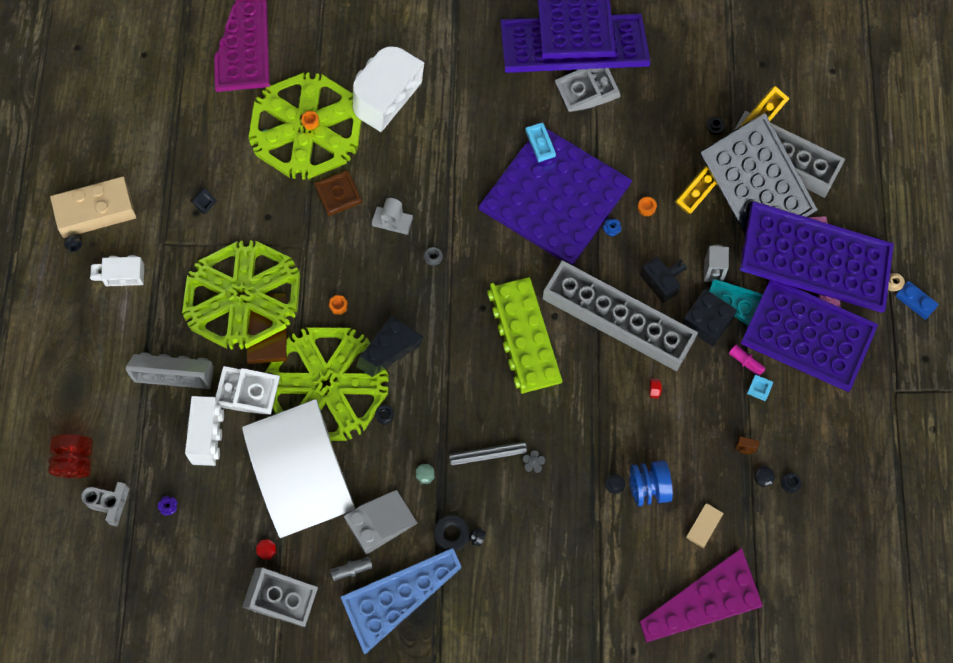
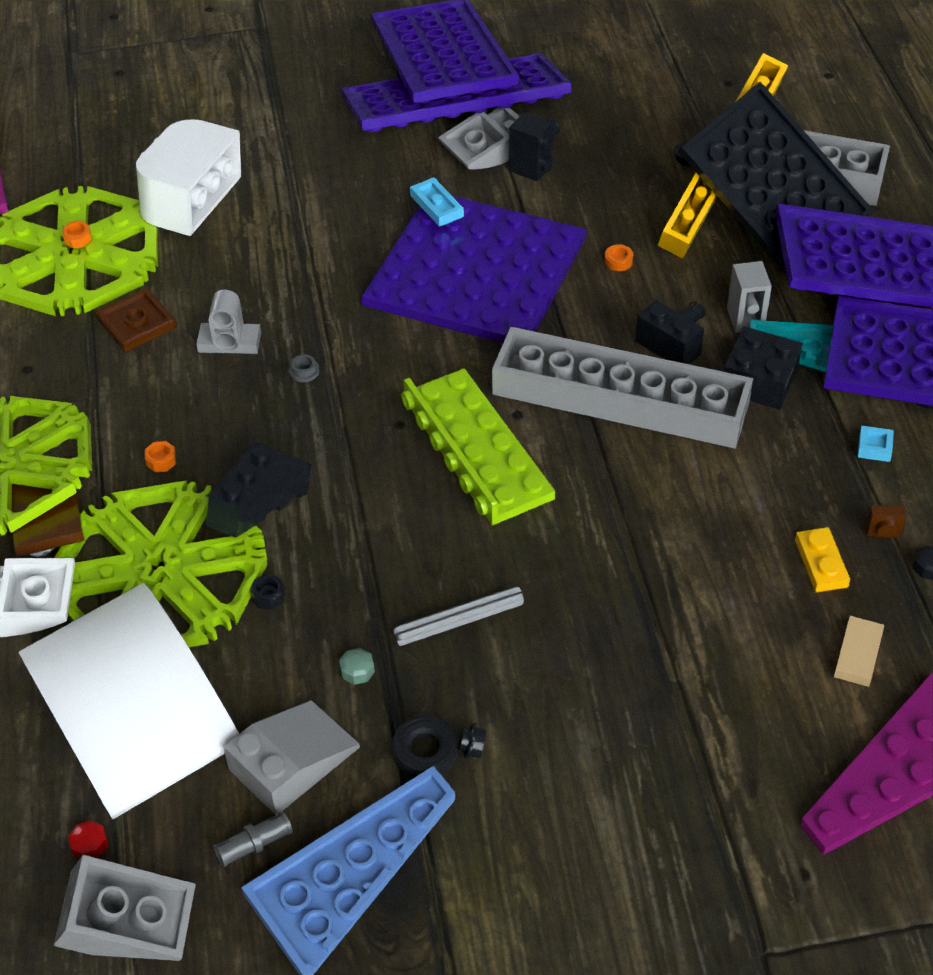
camera: 10 degrees left, 20 degrees down
(533, 462) = (539, 614): dark grey plant -> none
(612, 231) = (574, 289): blue plate -> none
(613, 104) = (531, 146): none -> black brick
(615, 484) = (688, 619): black plate -> none
(649, 483) = (750, 596): blue wheel -> none
(655, 388) = (709, 473): red tile -> none
(703, 460) = (822, 559): none -> yellow plate
(747, 360) = (839, 413): dark pink axle -> none

